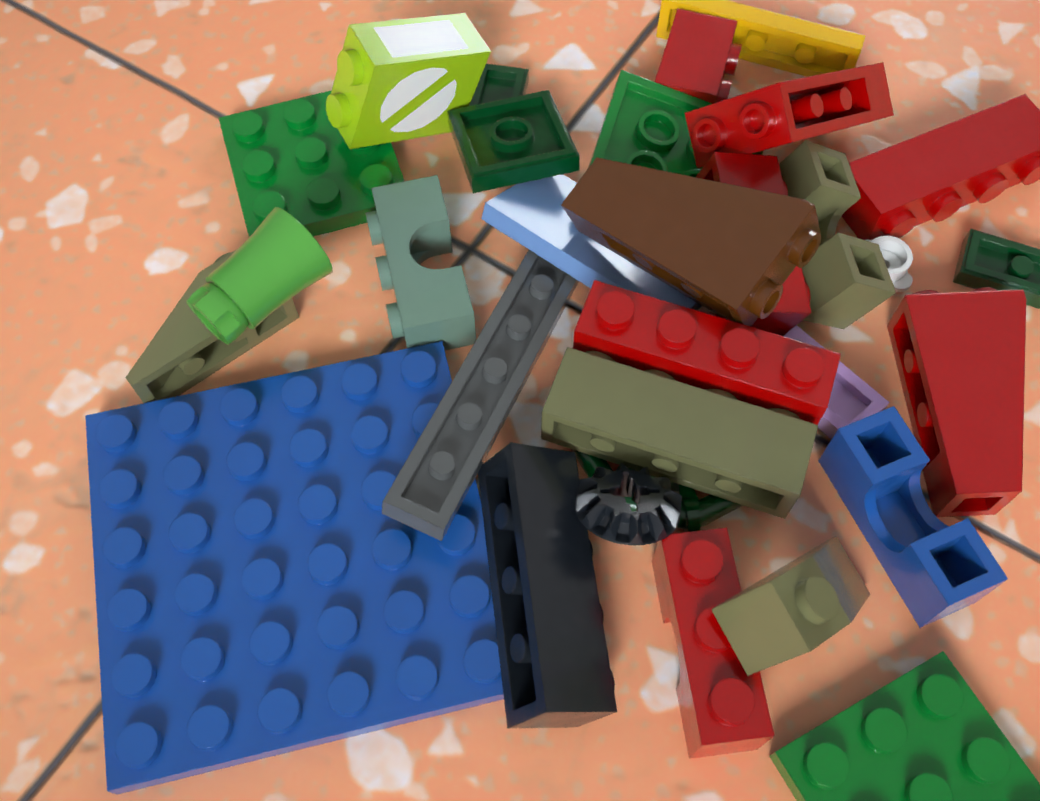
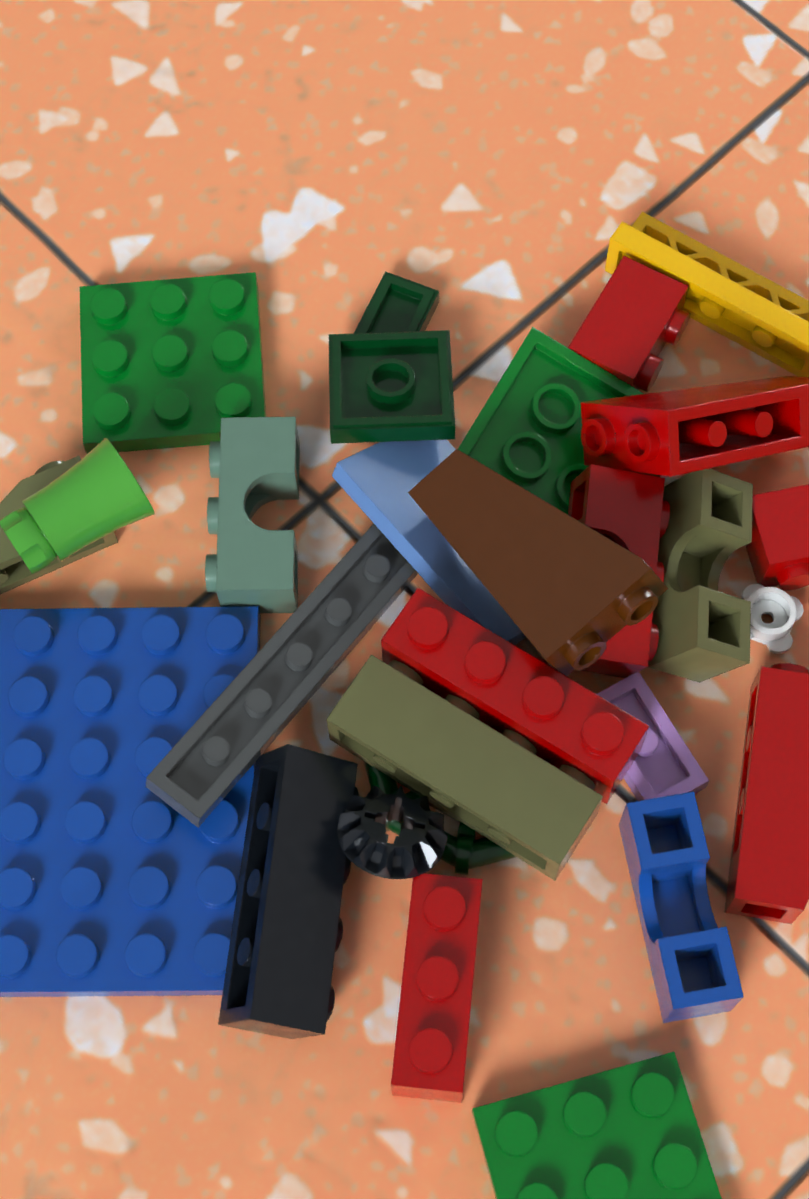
camera: 15 degrees right, 5 degrees up
(404, 78) = (285, 296): lime brick -> none
(793, 608) = (528, 971): olive slope -> none

